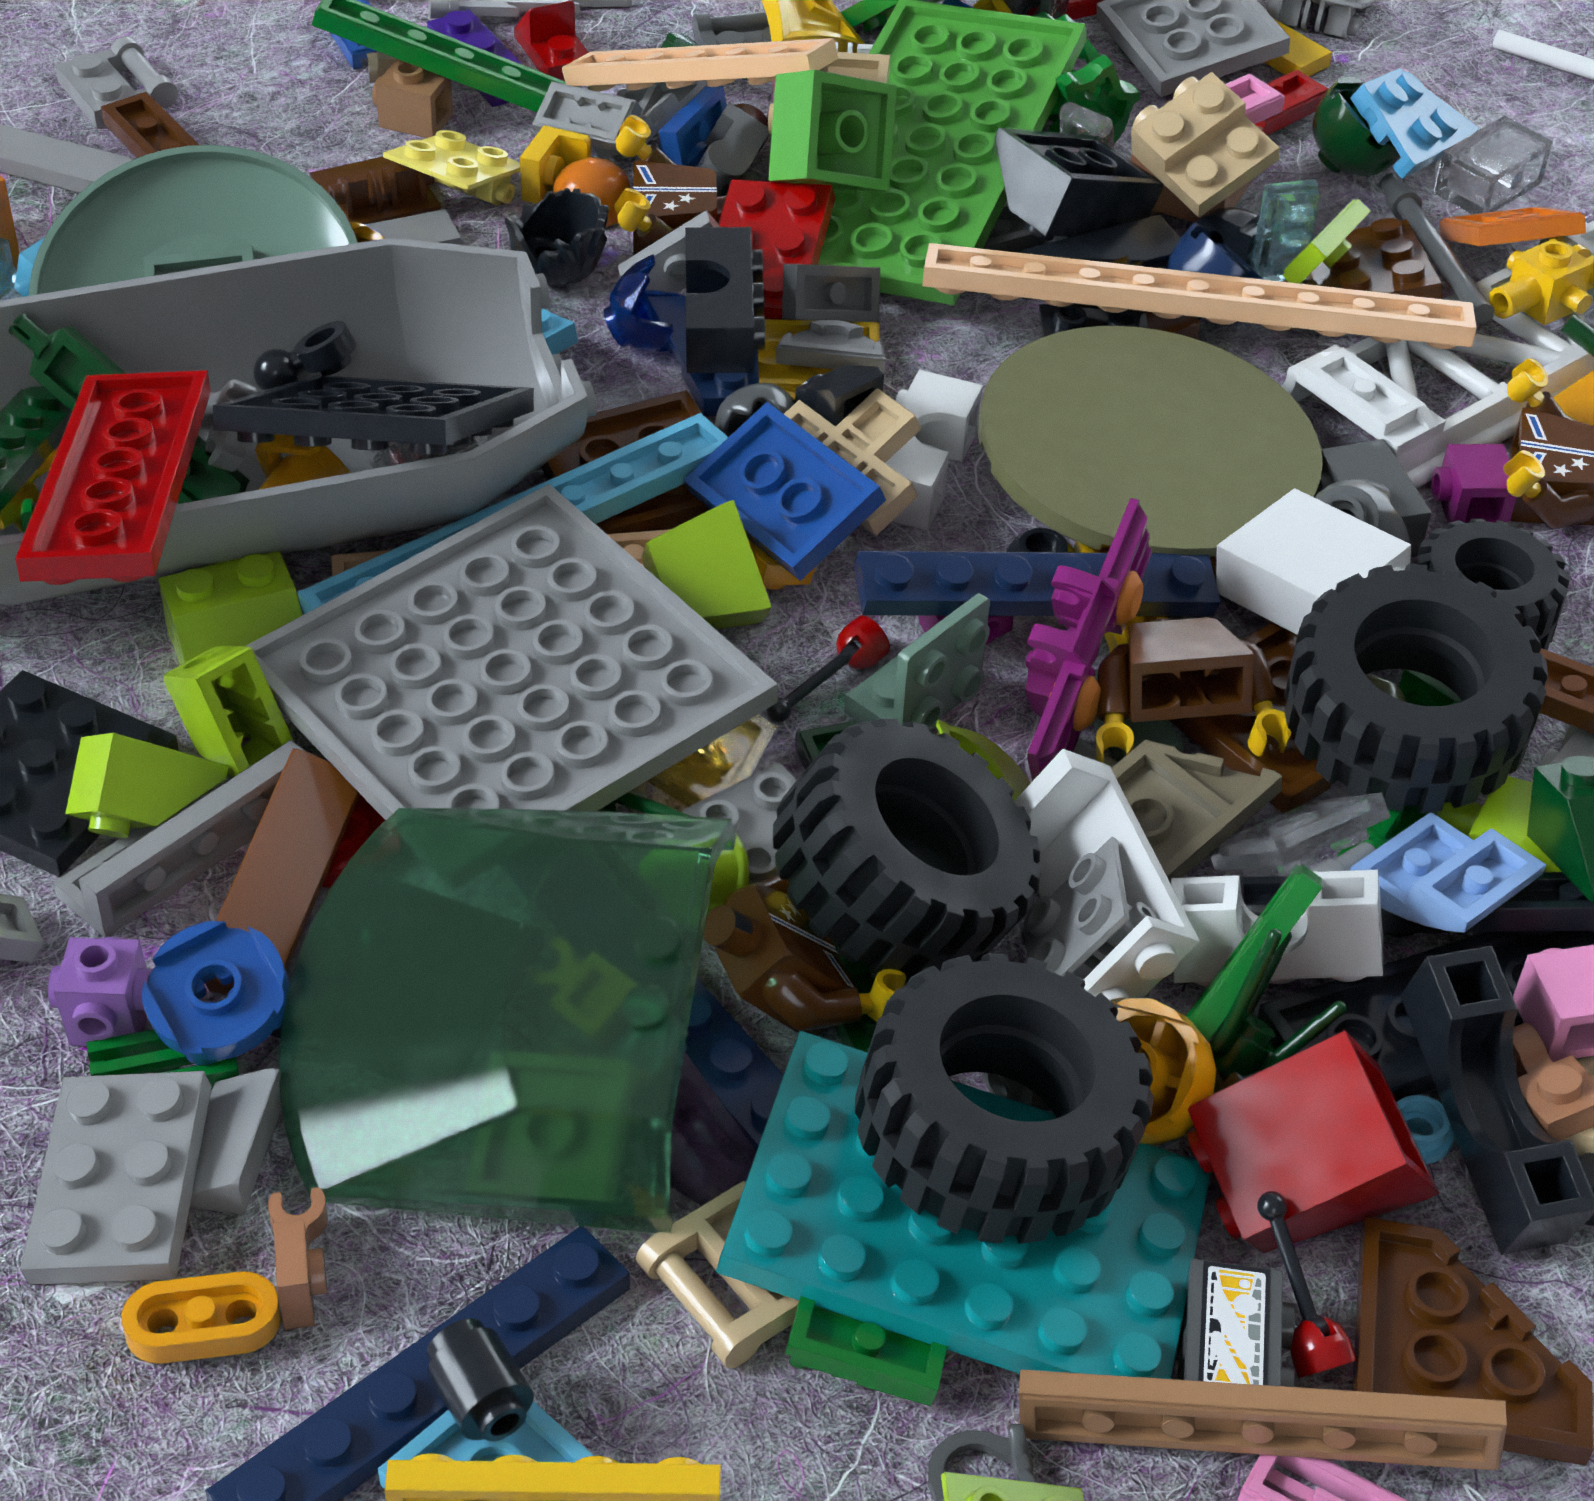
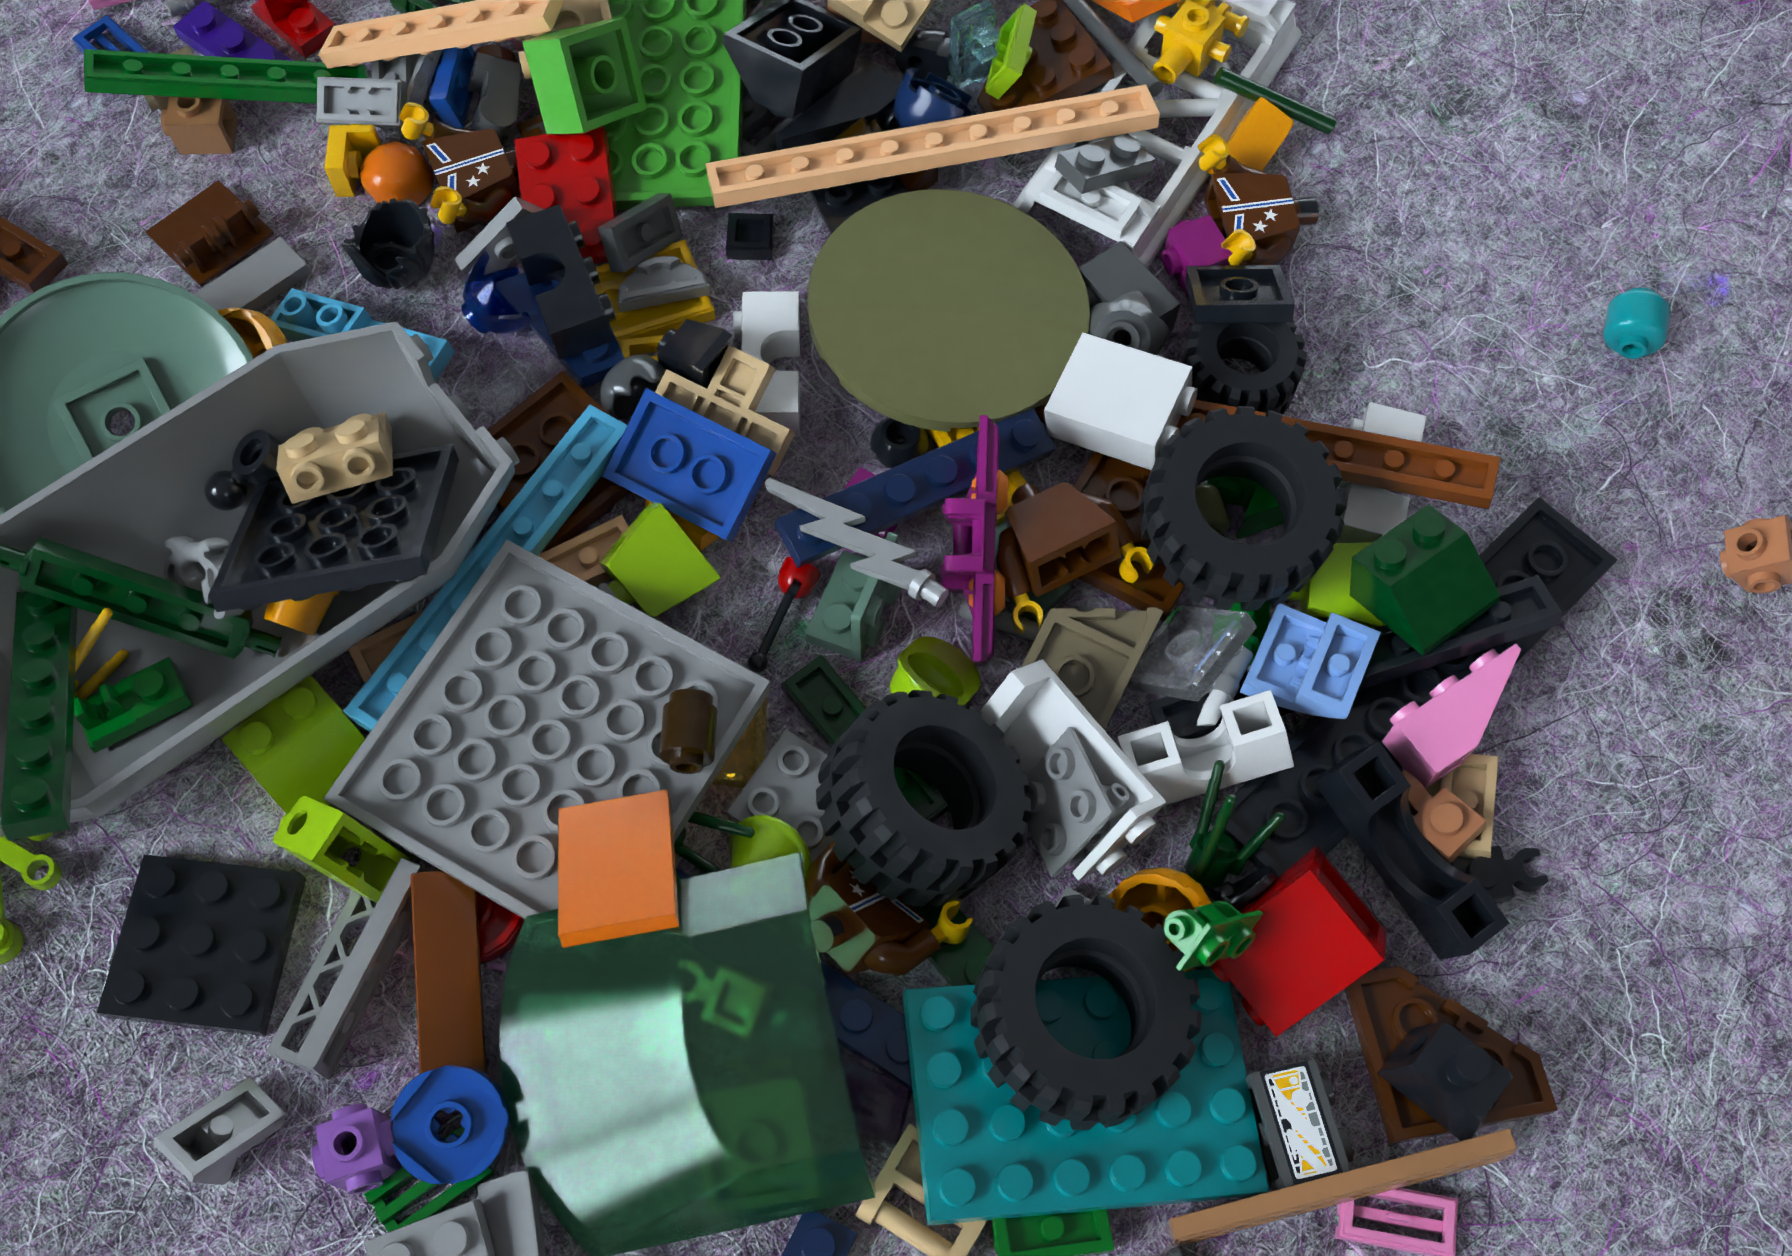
camera: 20 degrees left, 20 degrees up
(115, 478) = (159, 700): red plate -> none
(135, 783) = (296, 944): lime slope -> none
(404, 361) = (336, 457): none -> tan plate
(461, 165) = (272, 189): light yellow hinge -> none
(518, 776) = (616, 869): none -> orange tile
(662, 690) = (688, 731): none -> dark brown brick
(954, 342) = (750, 236): none -> black tile
(955, 606) = (882, 554): none -> light grey piece
(1193, 1057) = (1210, 933): none -> green hinge
(1280, 913) = (1204, 796): green tile -> none
(1317, 1340) = (1354, 1096): hinge -> none
(1393, 360) = (1104, 163): none -> dark grey plate
(1430, 1120) = (1362, 868): medium azure plate -> none
(1450, 1330) = (1447, 1077): none -> black torso
(1502, 510) = (1239, 294): none -> black tile

